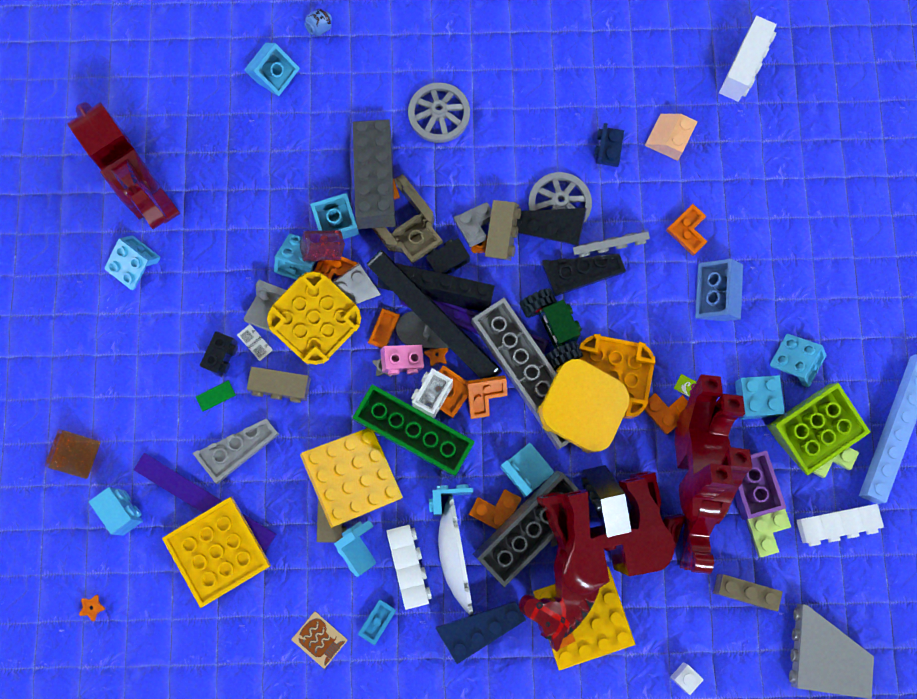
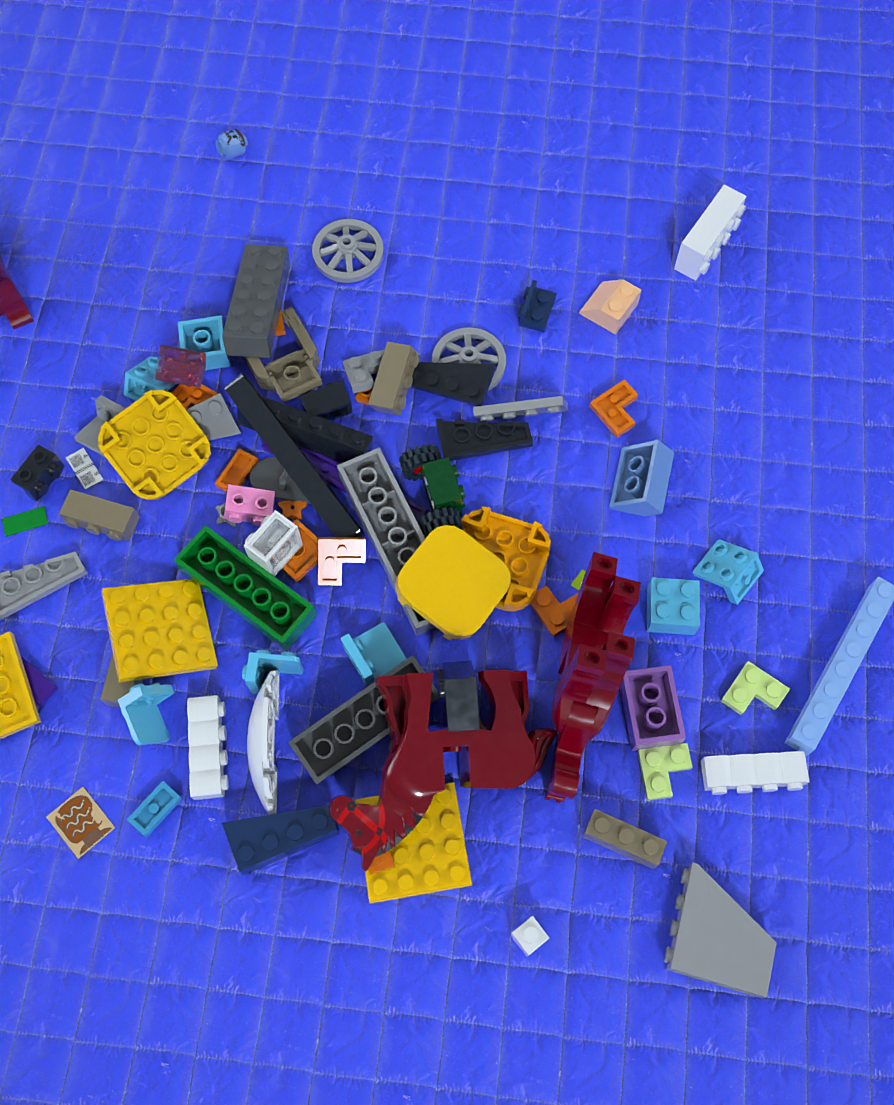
camera: 10 degrees right, 10 degrees down
(272, 68) = (170, 184): medium azure slope -> none
(495, 515) = (323, 701): orange plate -> none
(819, 428) = (741, 651): lime slope -> none

